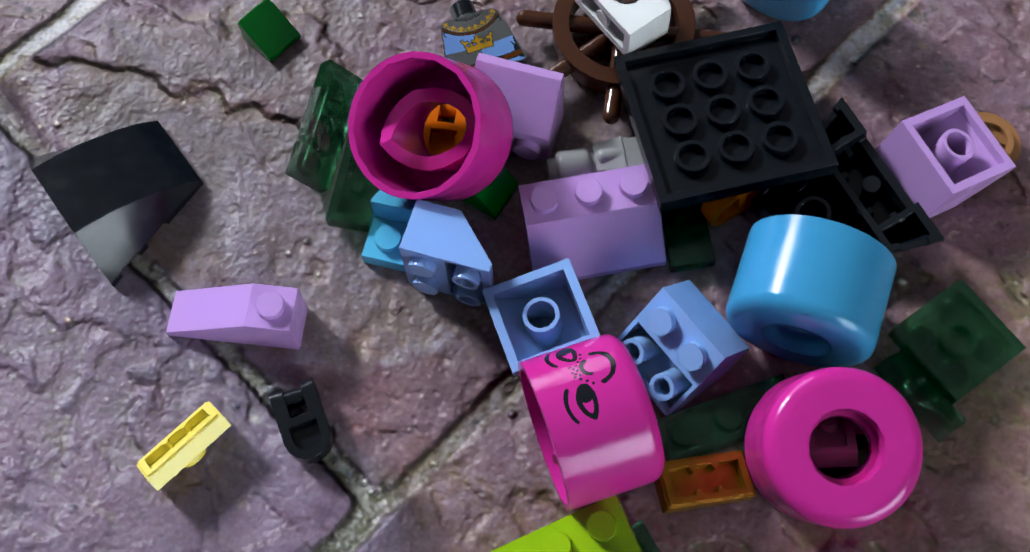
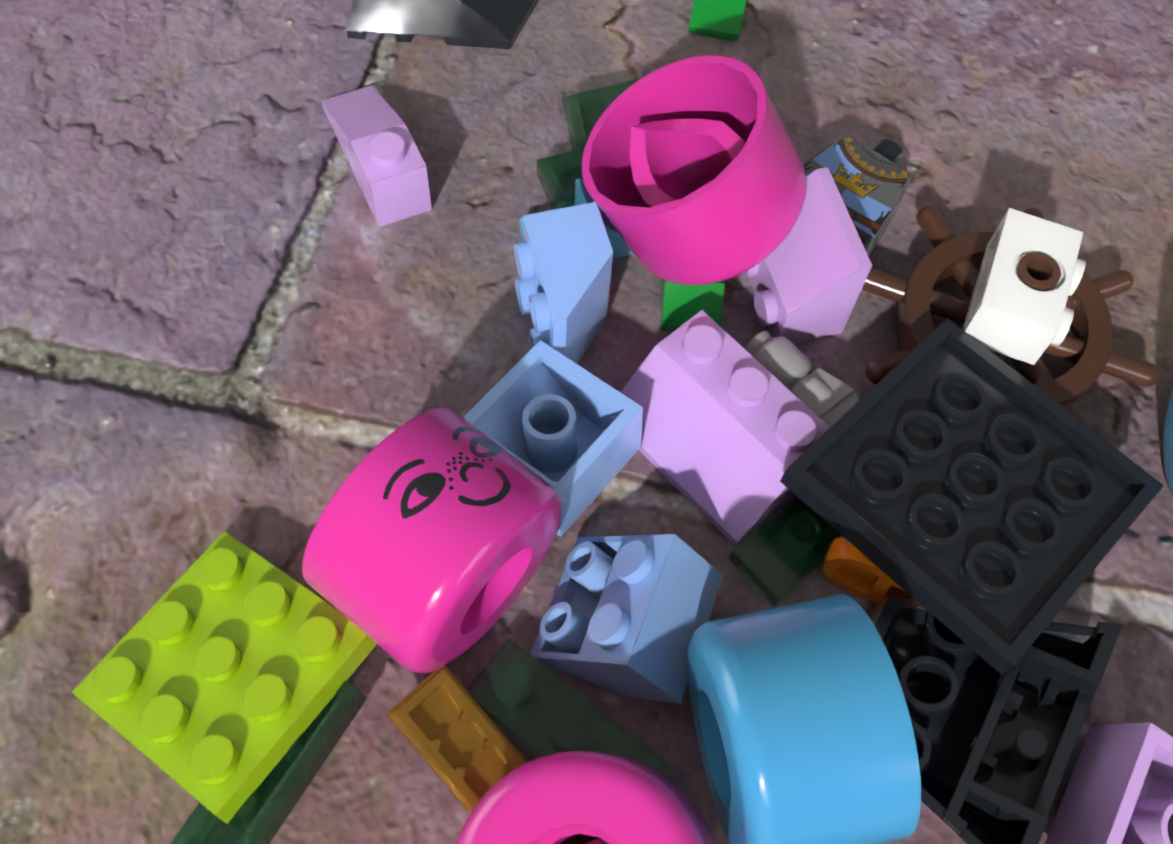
camera: 50 degrees right, 5 degrees down
(183, 445) = (198, 176): light yellow plate -> none
(308, 434) = (277, 280): black plate -> none

